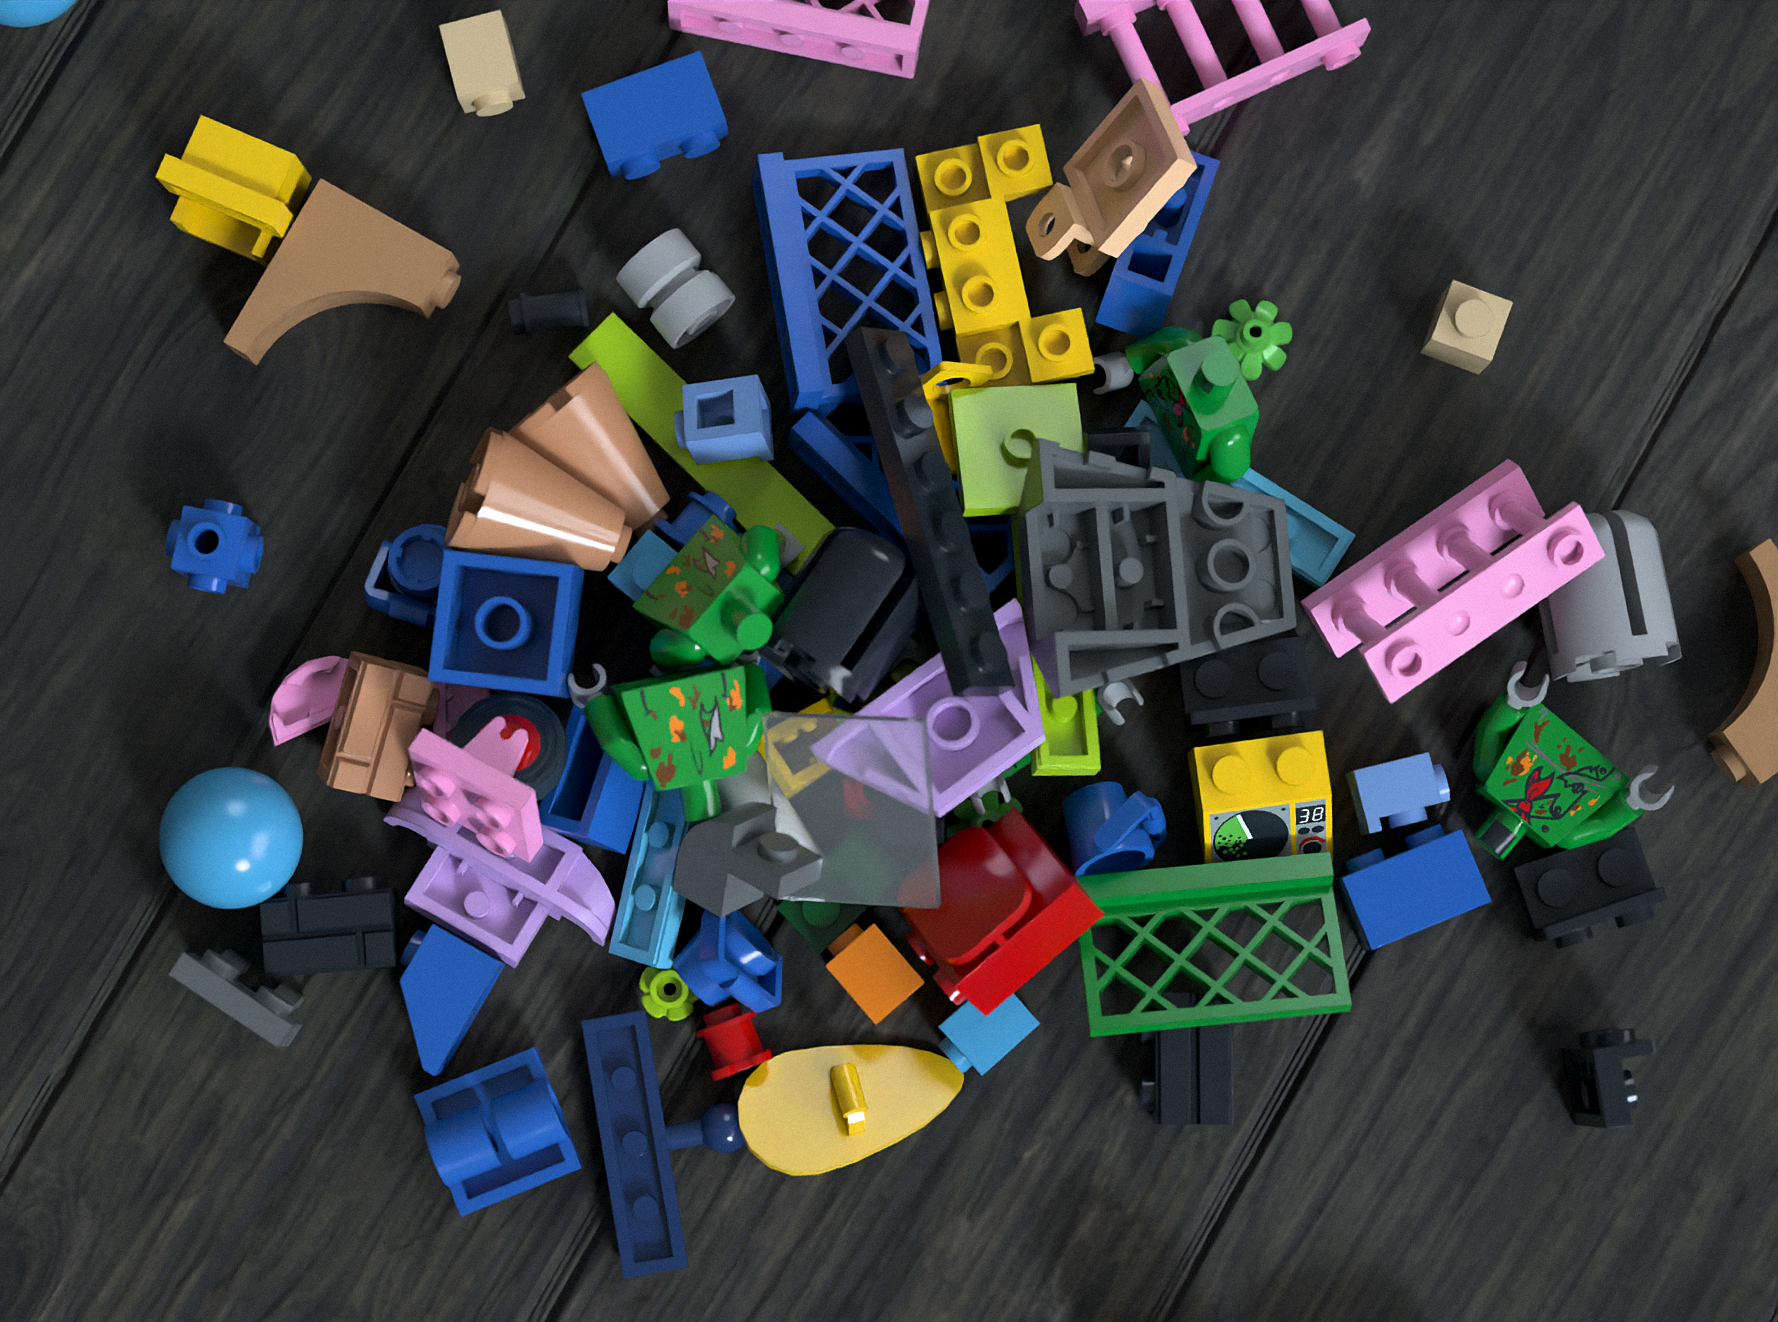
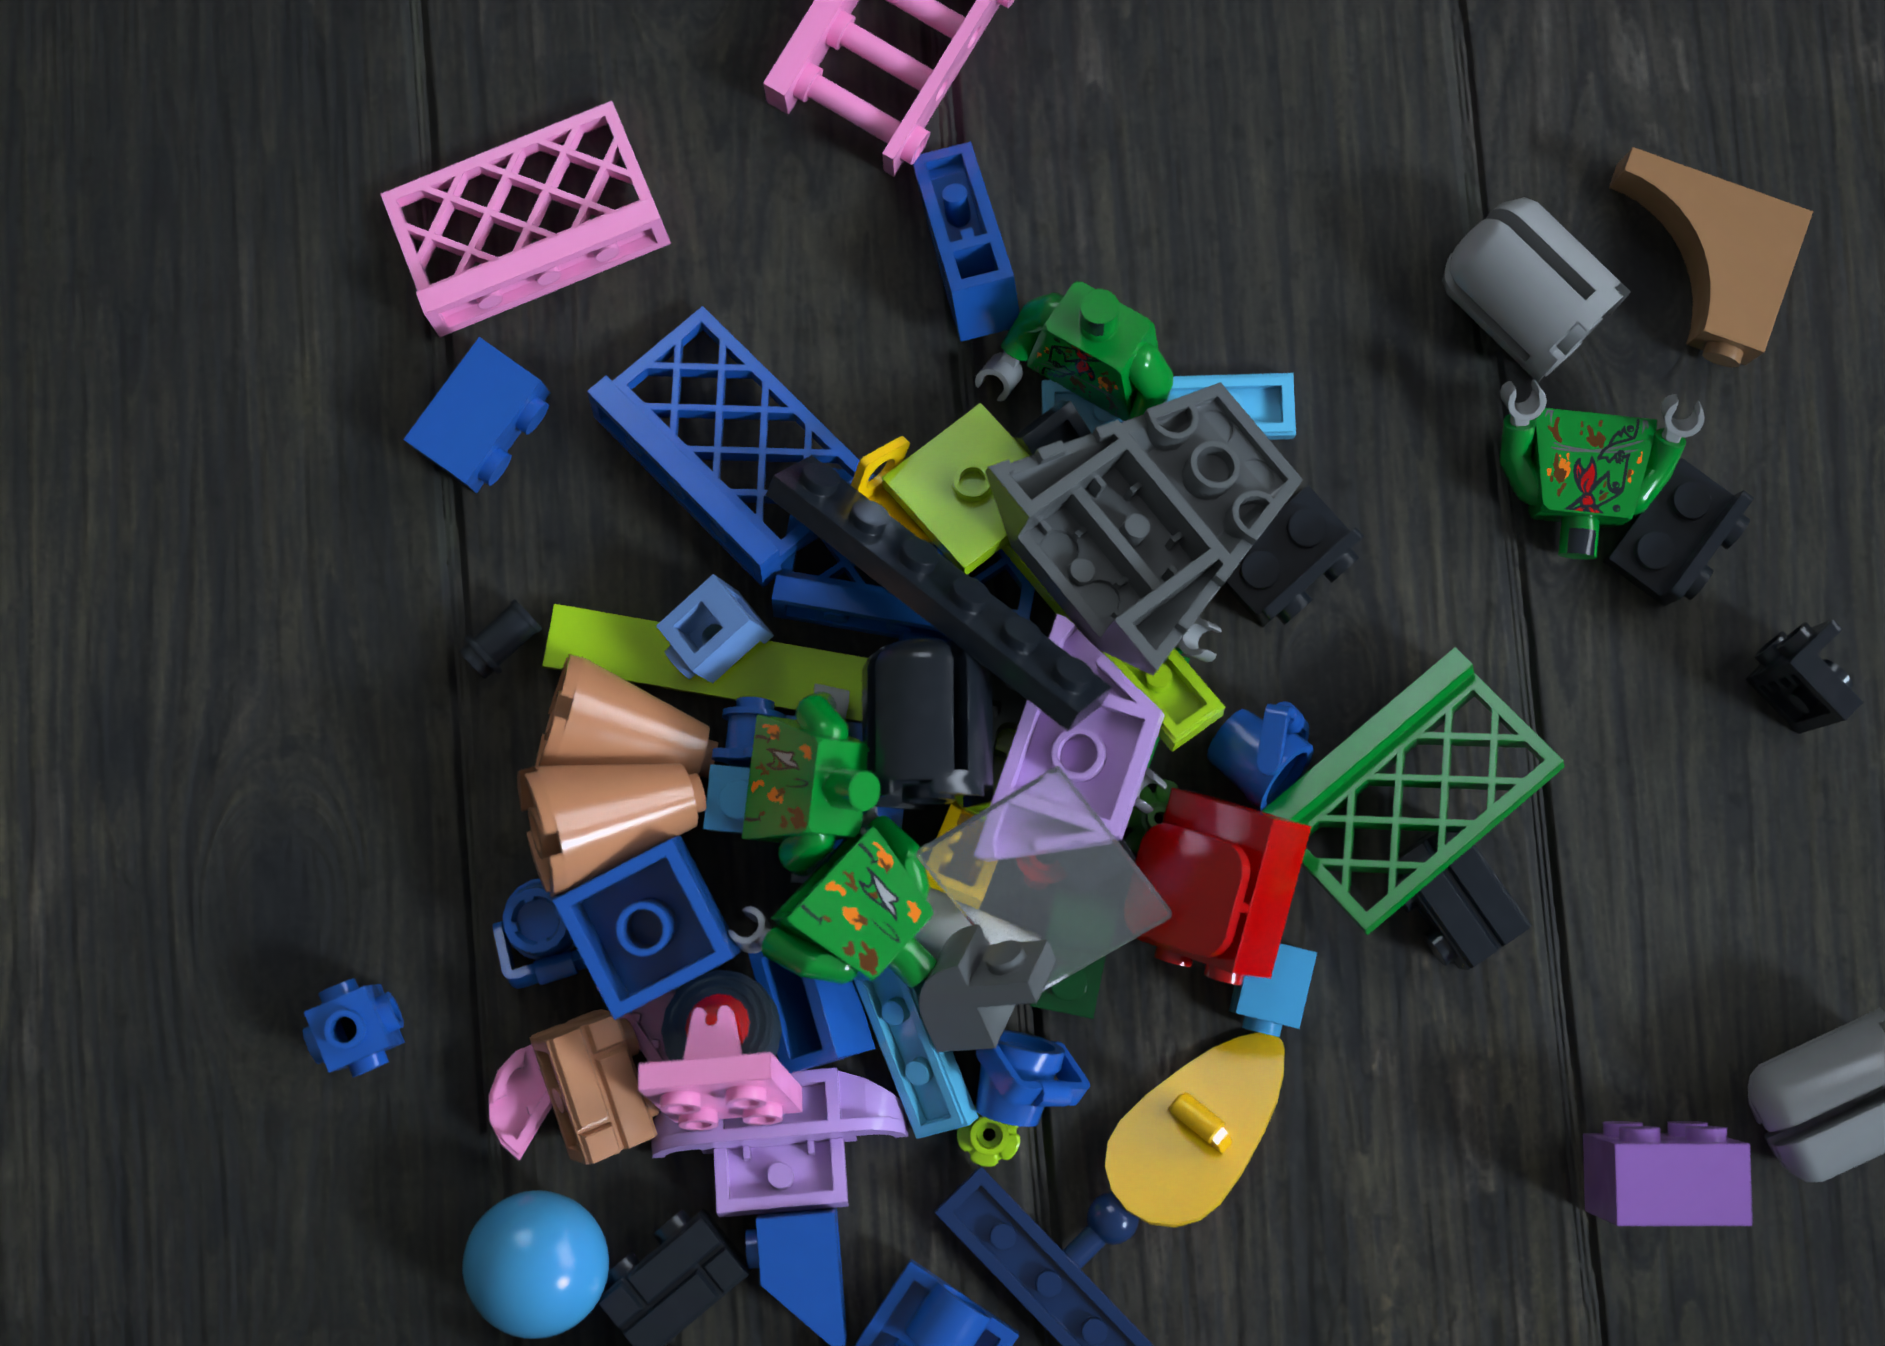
camera: 35 degrees left, 0 degrees up
(235, 190) = (165, 716): yellow plate -> none
(340, 257) = (291, 712): medium nougat arch -> none
(482, 63) = (303, 470): tan brick -> none
(669, 281) = (585, 546): light grey wheel -> none
(732, 1041) = (1071, 1142): red brick -> none
(872, 971) = (1147, 1004): orange brick -> none
(979, 264) = (832, 358): yellow bracket -> none
(1107, 195) = (902, 233): light nougat plate -> none
(1249, 350) = (1095, 252): bright green plant -> none
(1262, 798) = (1368, 641): yellow slope -> none
(1396, 791) = (1472, 561): medium blue brick -> none
(1411, 888) = (1538, 631): blue brick -> none
(1434, 552) = (1368, 340): bright pink fence -> none
(1466, 327) = (1267, 141): tan brick -> none

